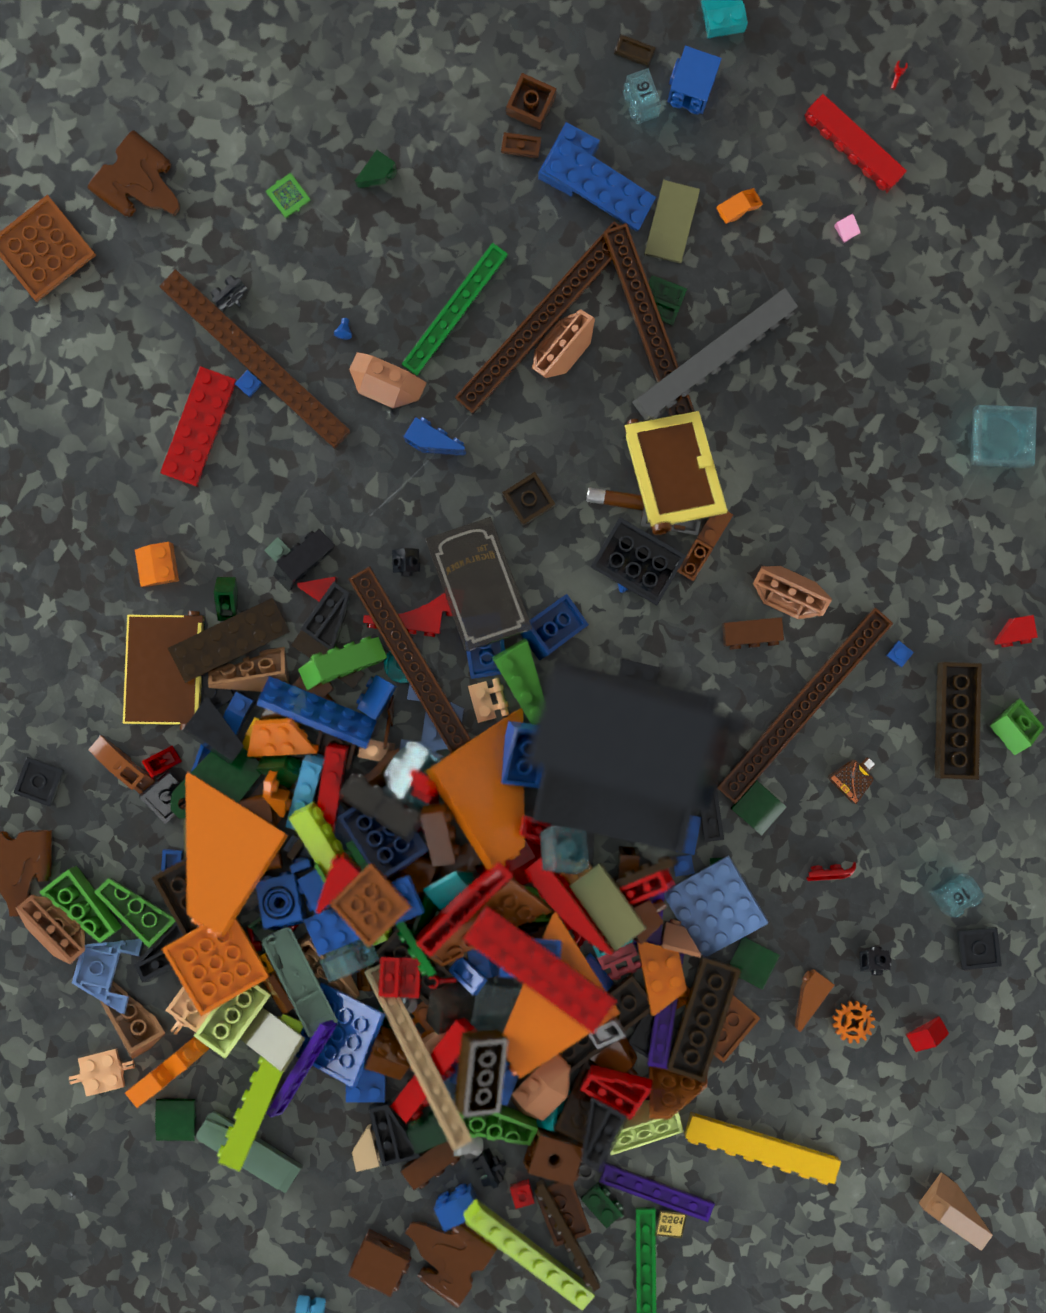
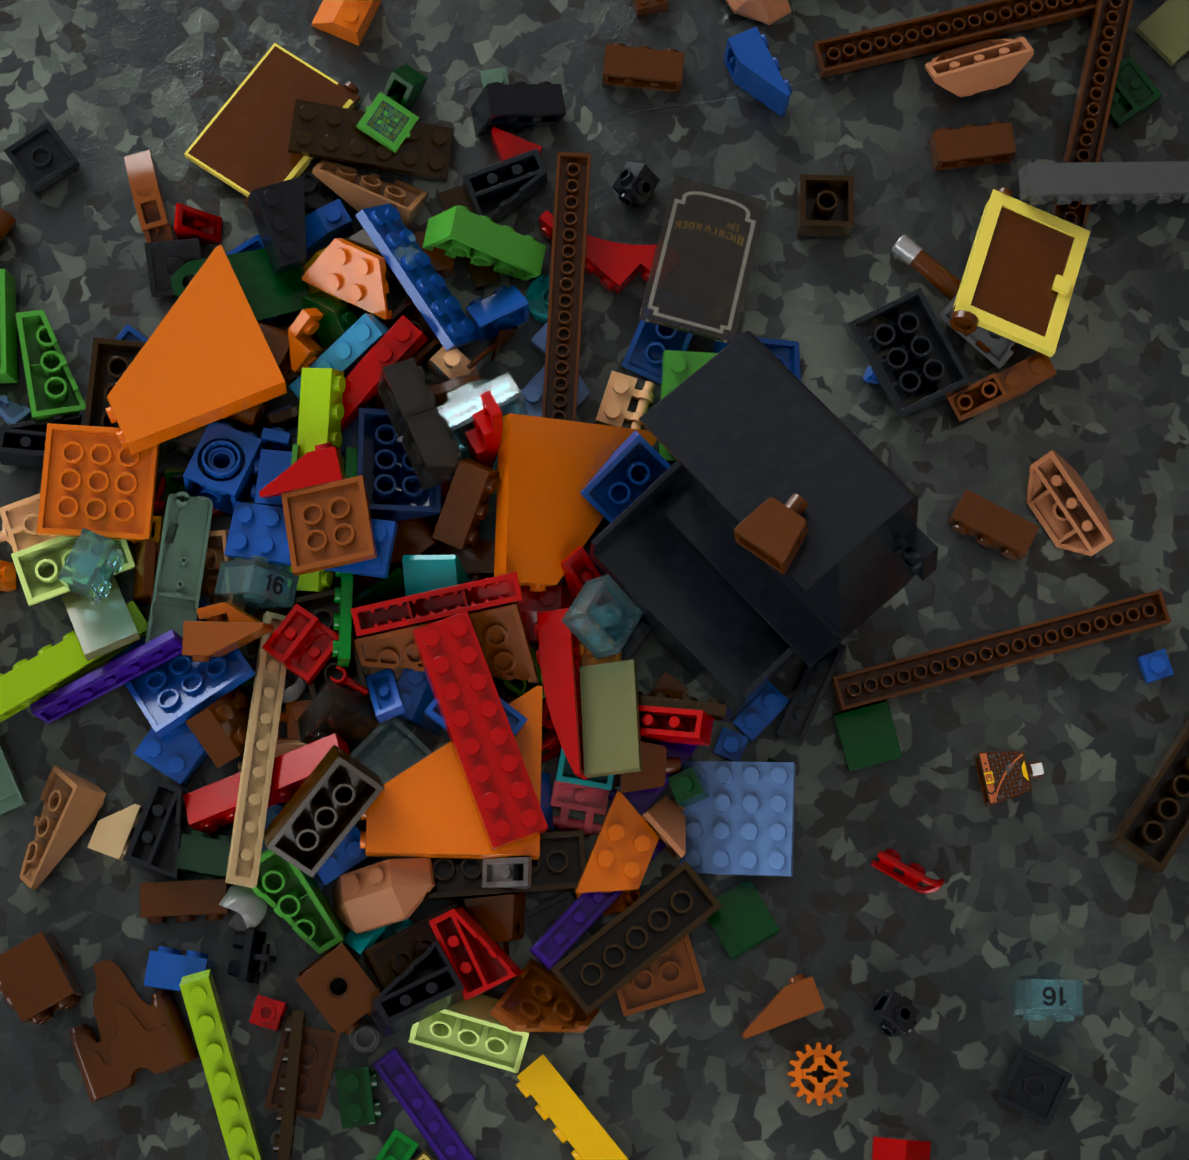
camera: 25 degrees right, 10 degrees down
(232, 624) = (387, 122): none -> piece
(248, 1016) = (91, 566): none -> clear light blue brick
(330, 1159) = (66, 814): none -> medium nougat wedge
(345, 1011) = (217, 639): none -> dark orange slope
(353, 986) = (216, 611): none -> orange slope
(361, 481) = (643, 68): none -> reddish brown brick
(592, 399) = (972, 146): none -> reddish brown brick
(653, 789) = (774, 531): none -> reddish brown torso
(676, 910) = (688, 787): none -> dark green brick

